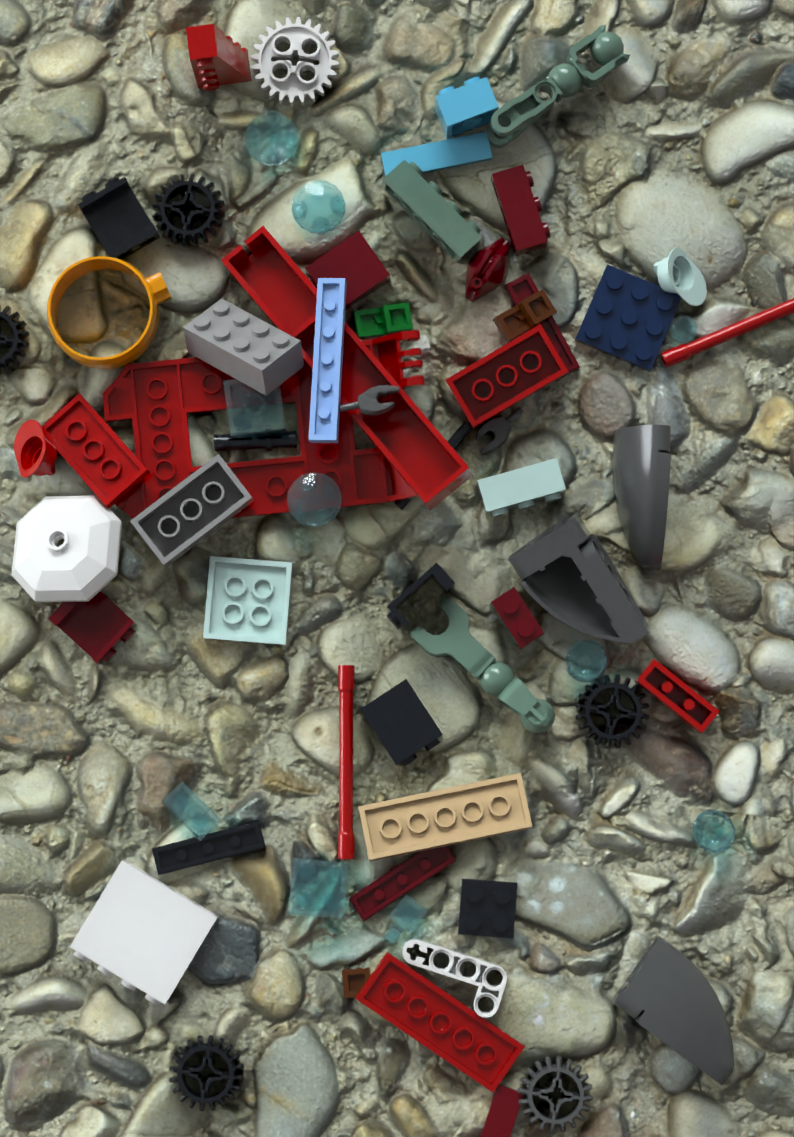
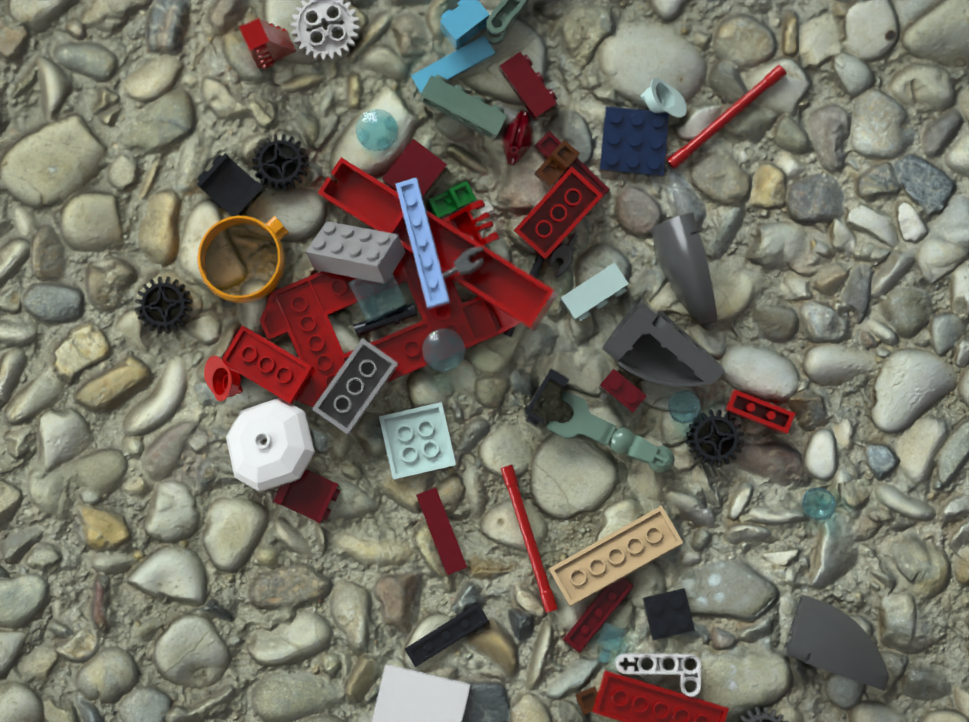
camera: 20 degrees left, 0 degrees up
(191, 811) = (425, 611): clear light blue plate -> none
(242, 719) = (441, 531): none -> dark red tile
(271, 138) = (325, 89): clear light blue dish -> none
(318, 888) = (539, 638): clear light blue brick -> none
(402, 723) = (561, 496): black brick -> none
(683, 329) = (677, 137): clear light blue plate -> none

